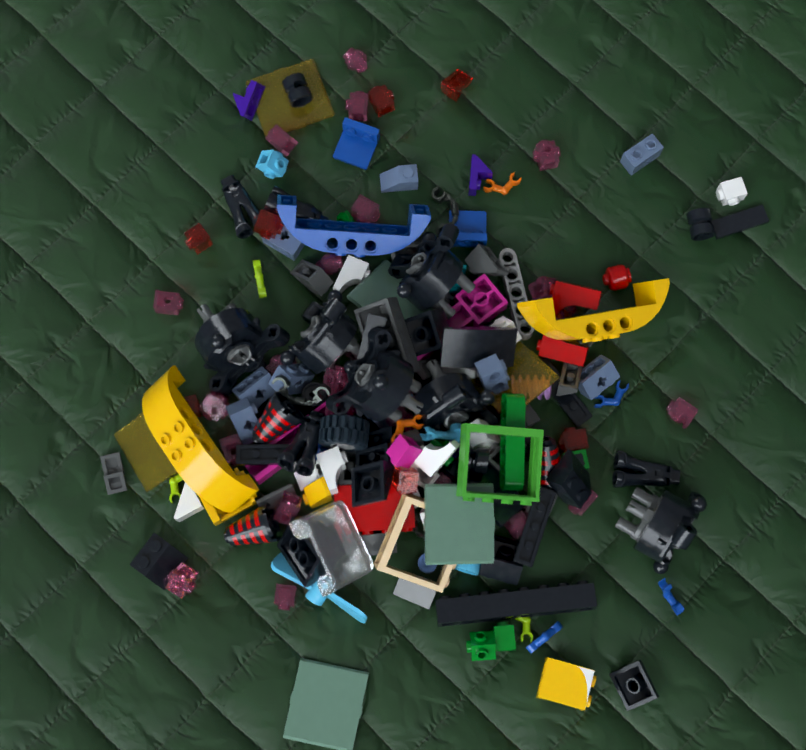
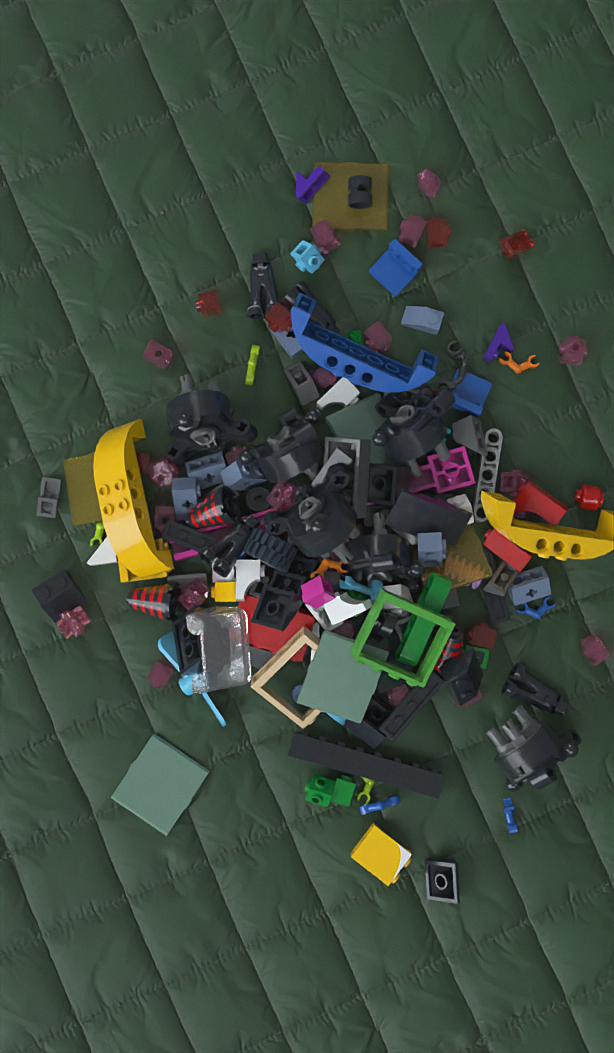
camera: 20 degrees right, 10 degrees up
(299, 400) = (242, 502): pearl dark grey piece -> none
(405, 480) = (309, 618): clear red brick -> none
(414, 593) = (278, 718): slope -> none

